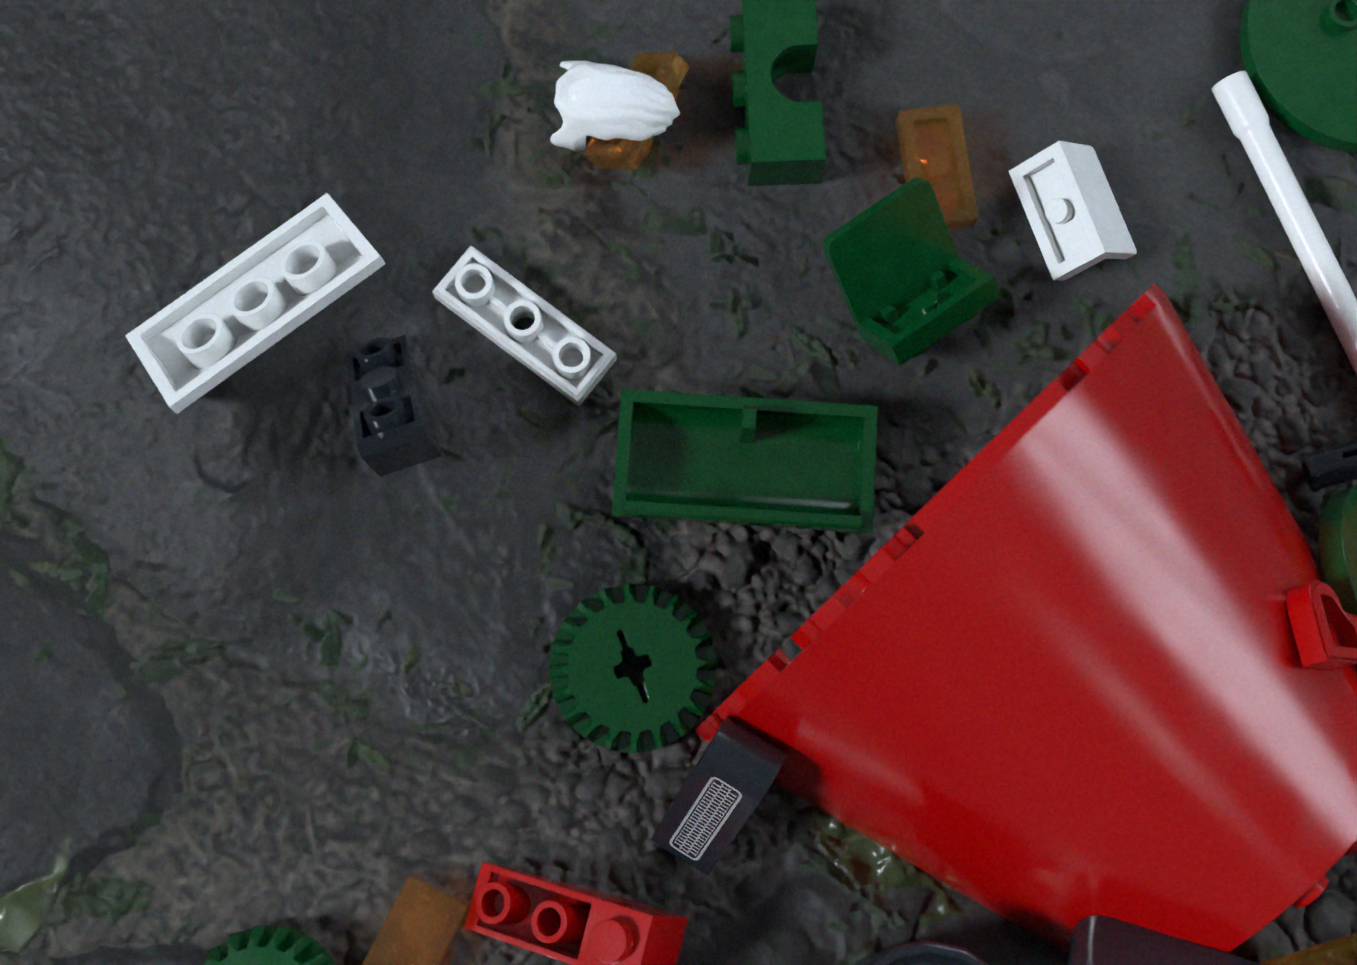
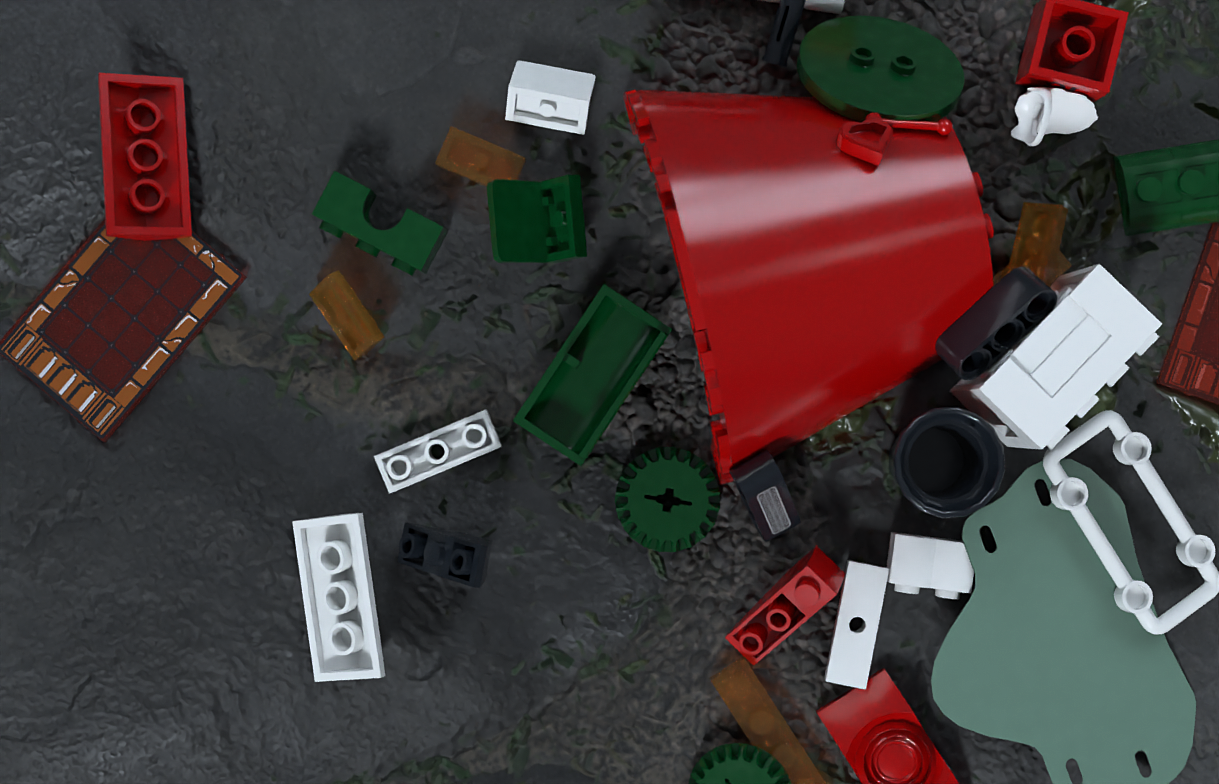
camera: 60 degrees left, 10 degrees up
(609, 104) = (339, 331): white piece -> none

